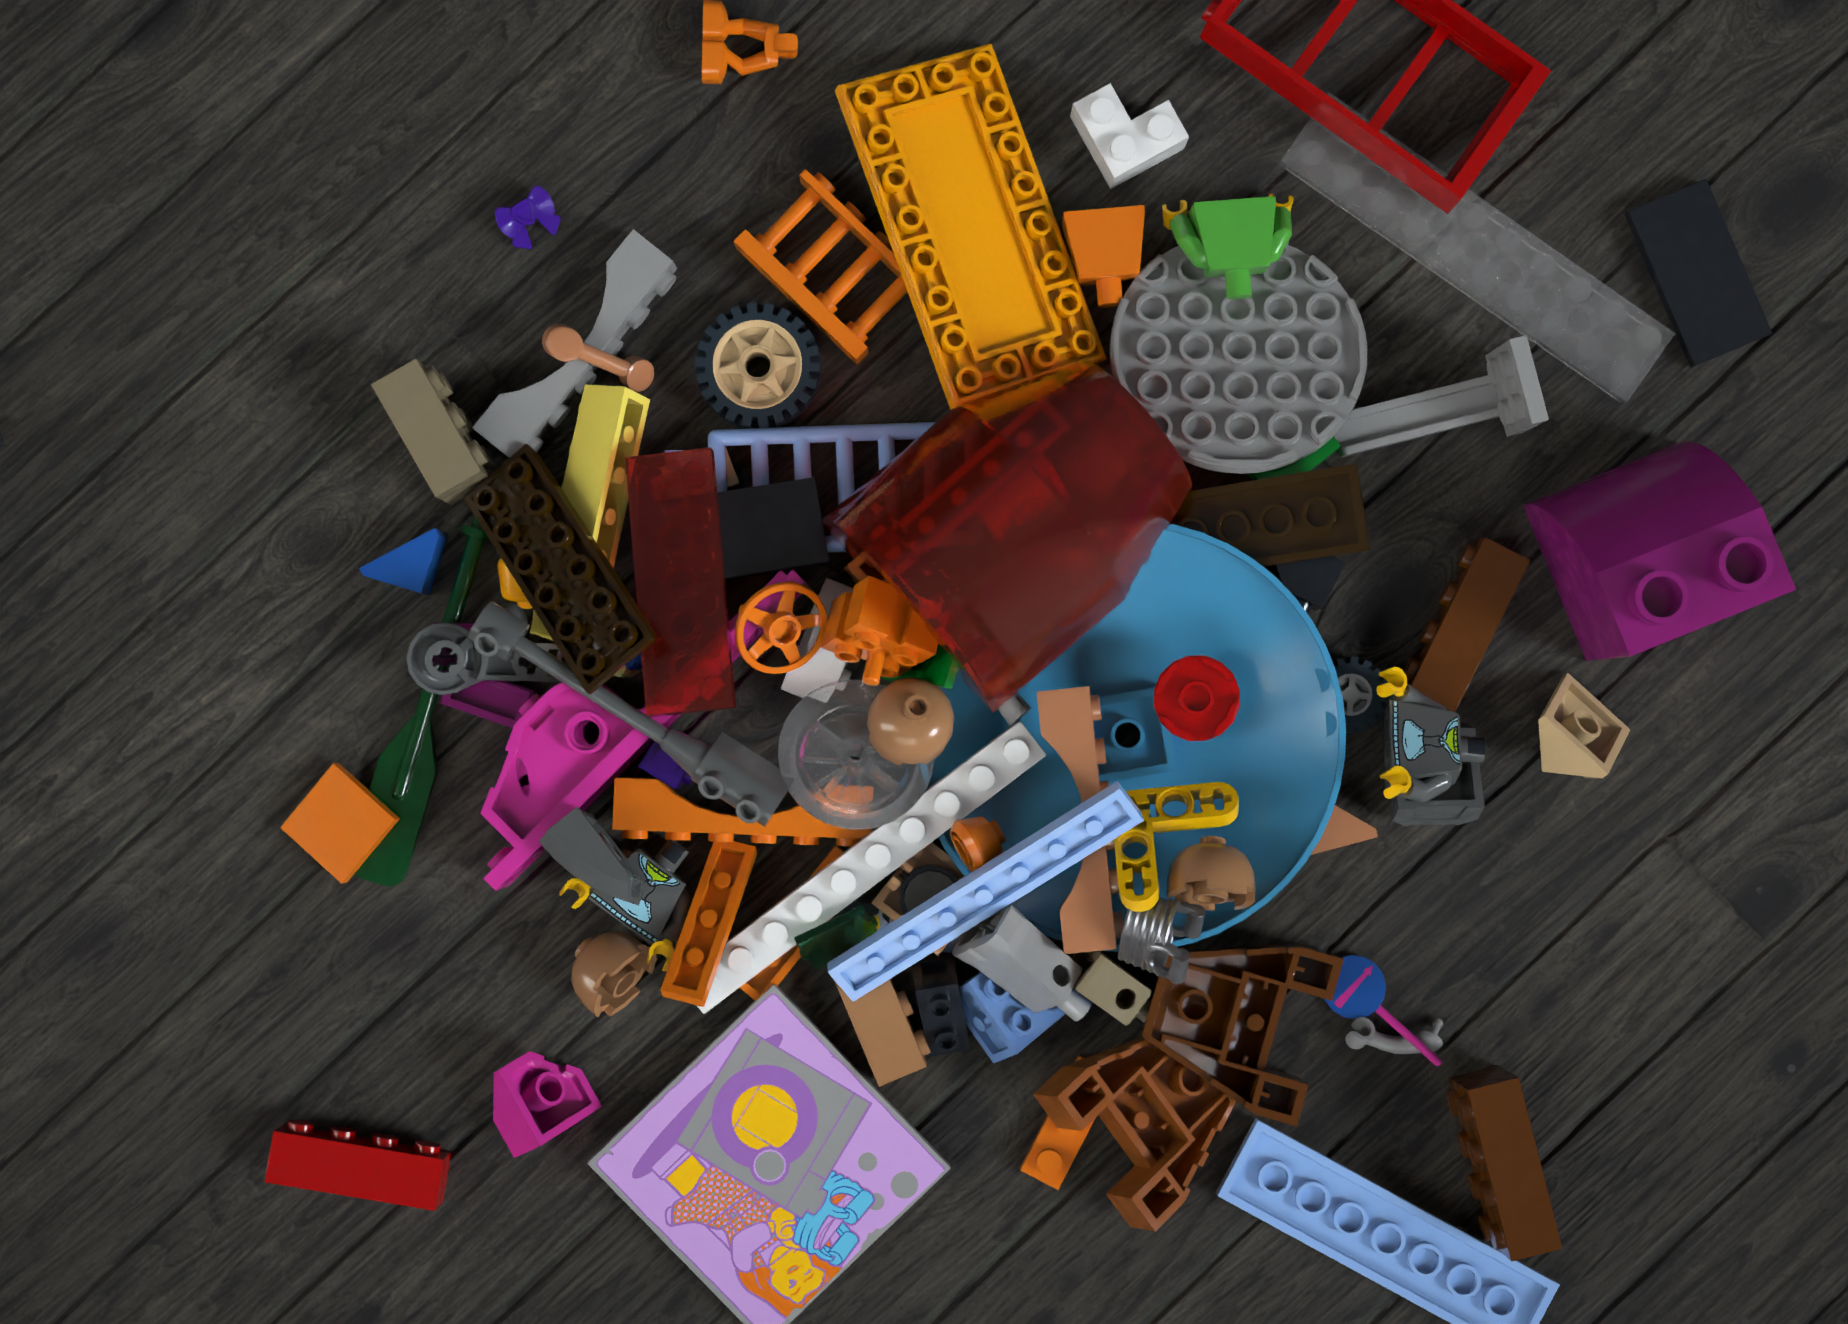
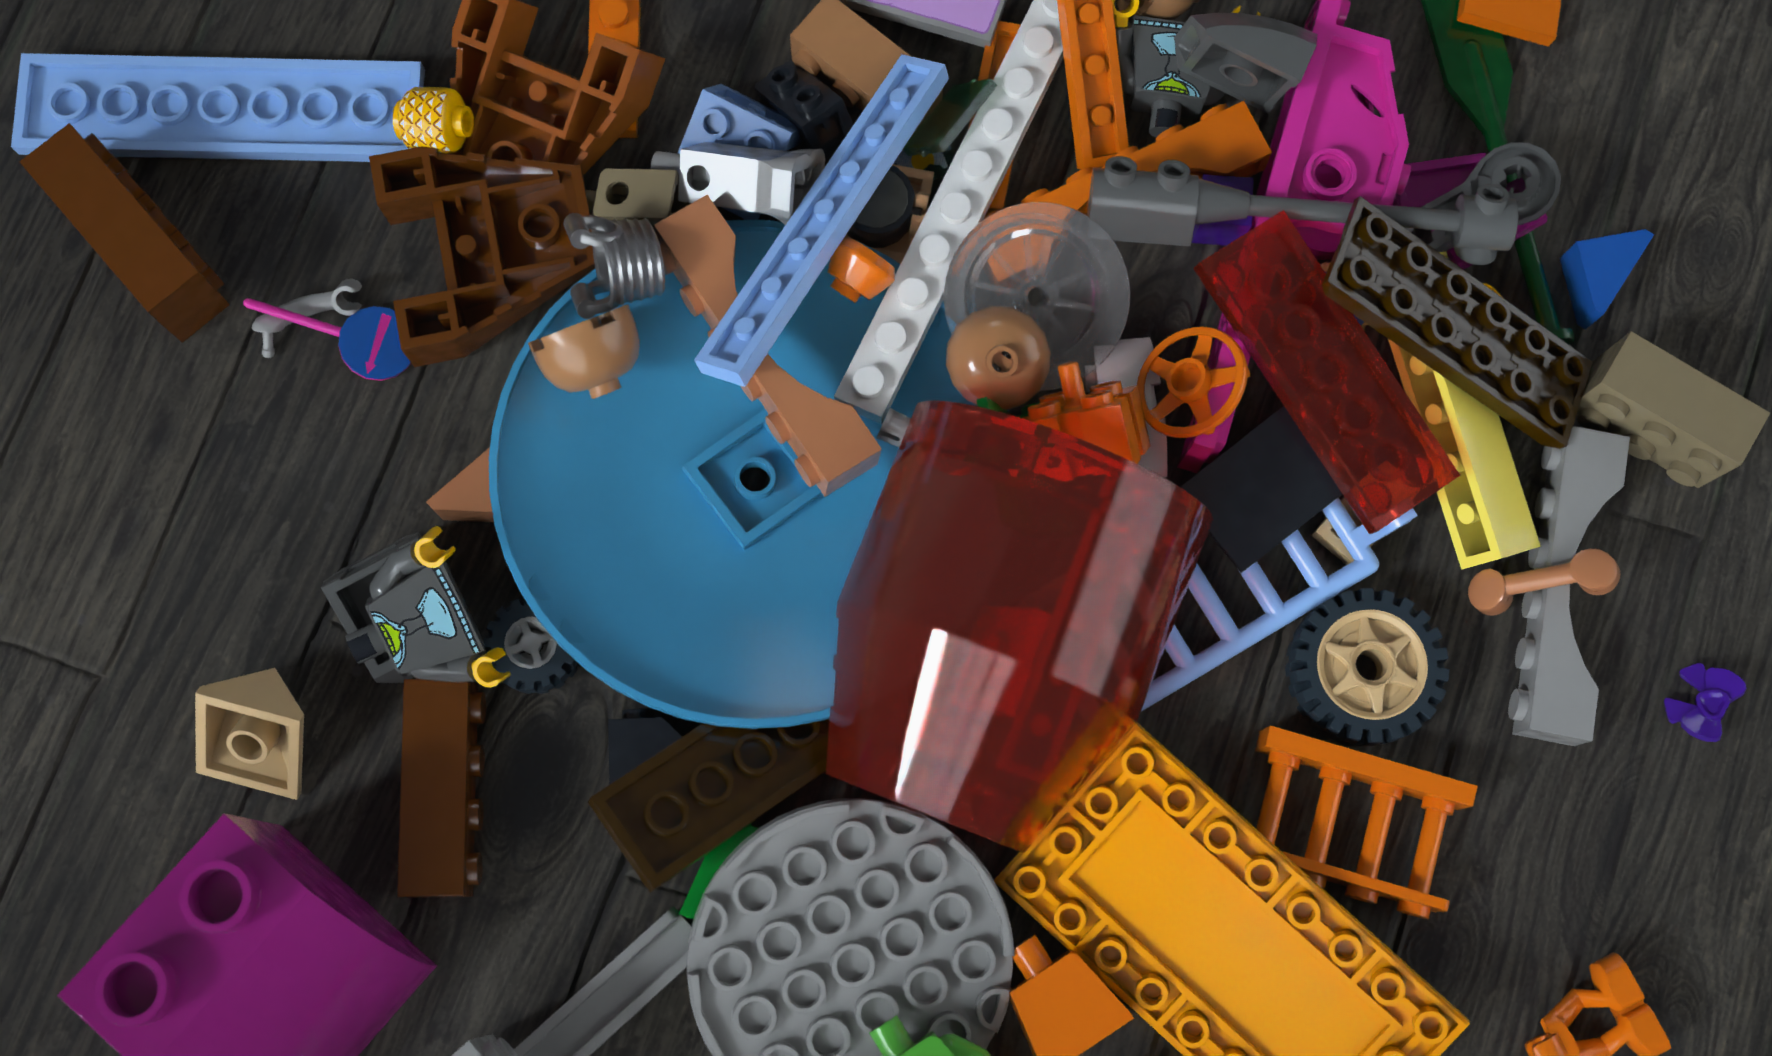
camera: 150 degrees right, 10 degrees down
(1143, 832) = (683, 361): yellow beam -> none
(1196, 698) = (701, 538): red tile -> none
(1234, 1133) = (433, 119): none -> yellow head

